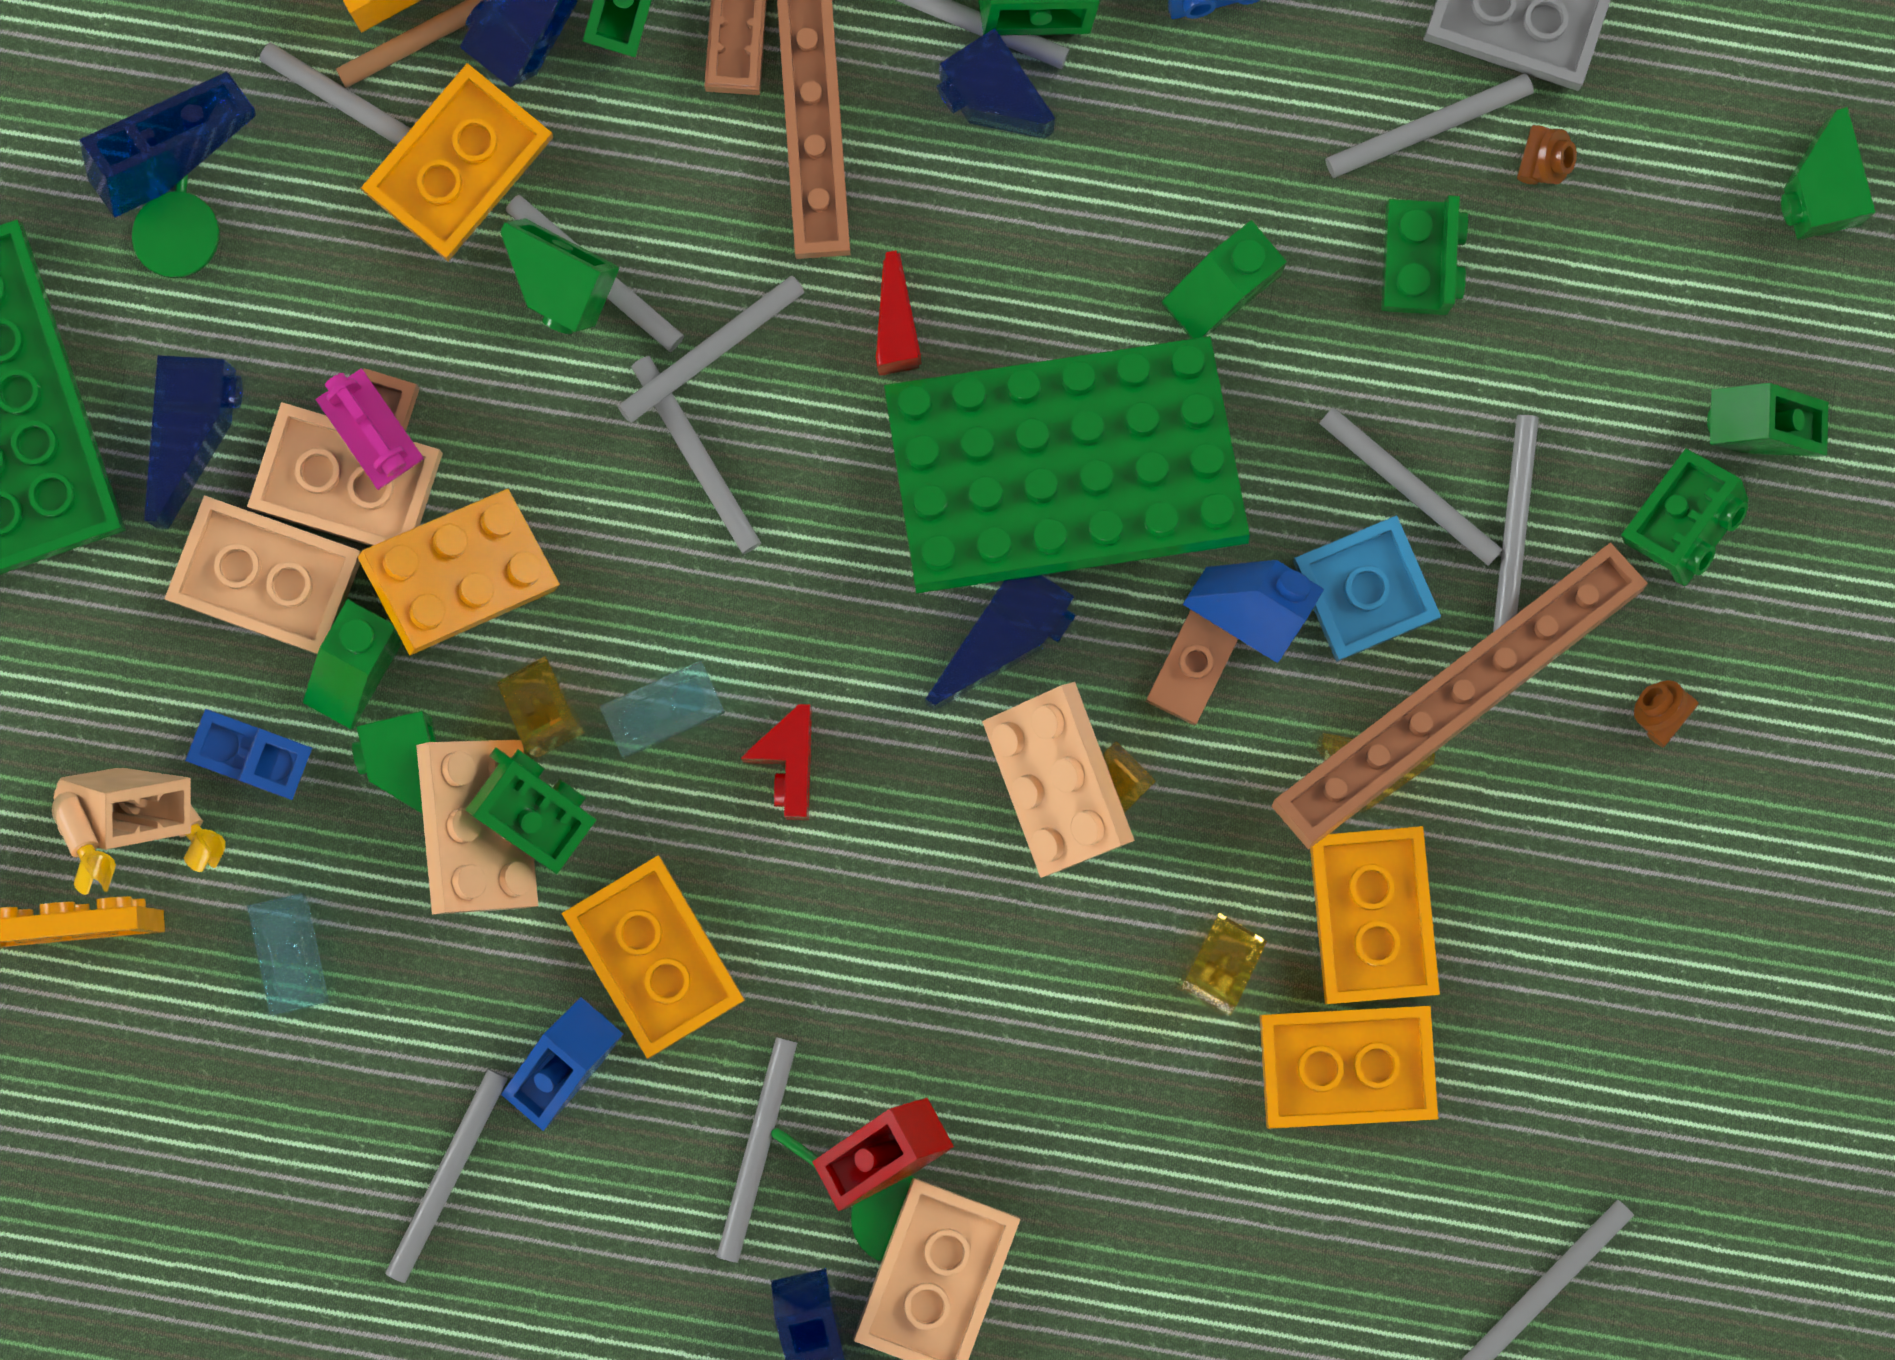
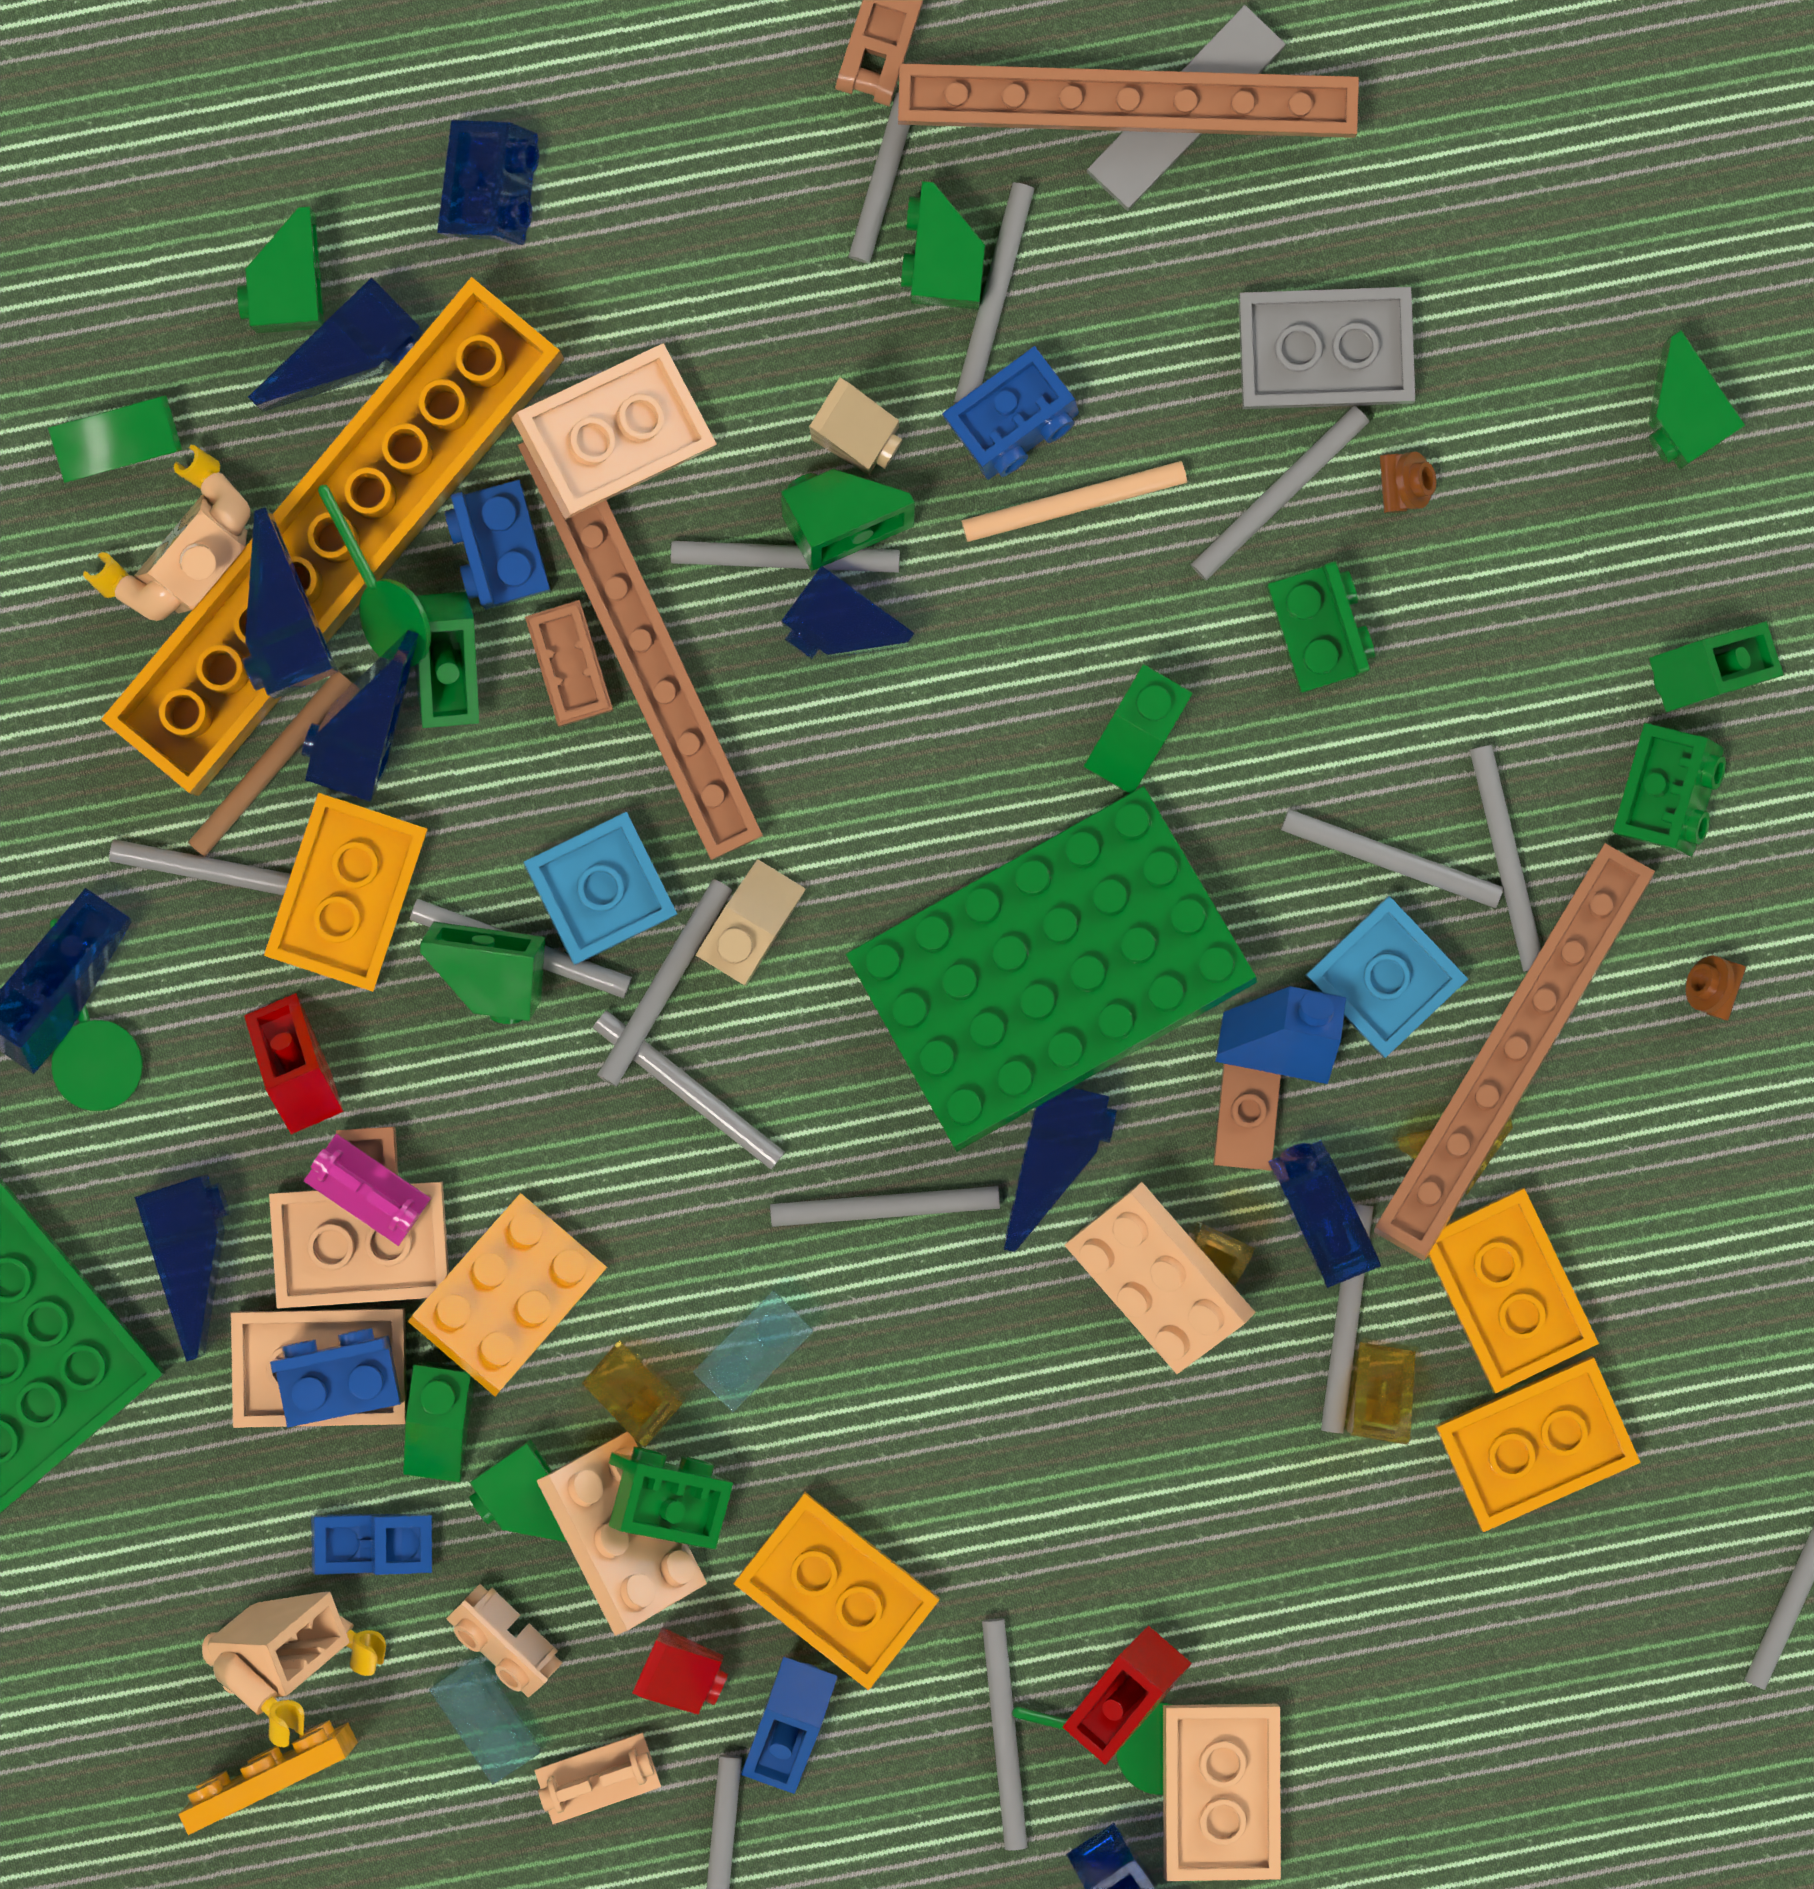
camera: 20 degrees left, 5 degrees up
(274, 587) = (336, 1379): none -> blue bracket
(338, 911) = (520, 1661): none -> light nougat hinge
(348, 297) = (293, 1064): none -> red slope
(367, 1047) = (597, 1778): none -> light nougat hinge
(479, 975) = (681, 1673): none -> red slope
(685, 243) = (600, 888): none -> dark azure plate
(790, 745) = (888, 1340): red slope -> none
(807, 325) = (750, 922): none -> tan slope
(832, 625) = (884, 1206): none -> light grey bar
(897, 335) = (838, 898): red slope -> none
(1215, 886) = (1344, 1343): none -> light grey bar
(1231, 771) = (1323, 1213): none -> clear blue slope
(1242, 65) = (1074, 501): none -> light nougat bar

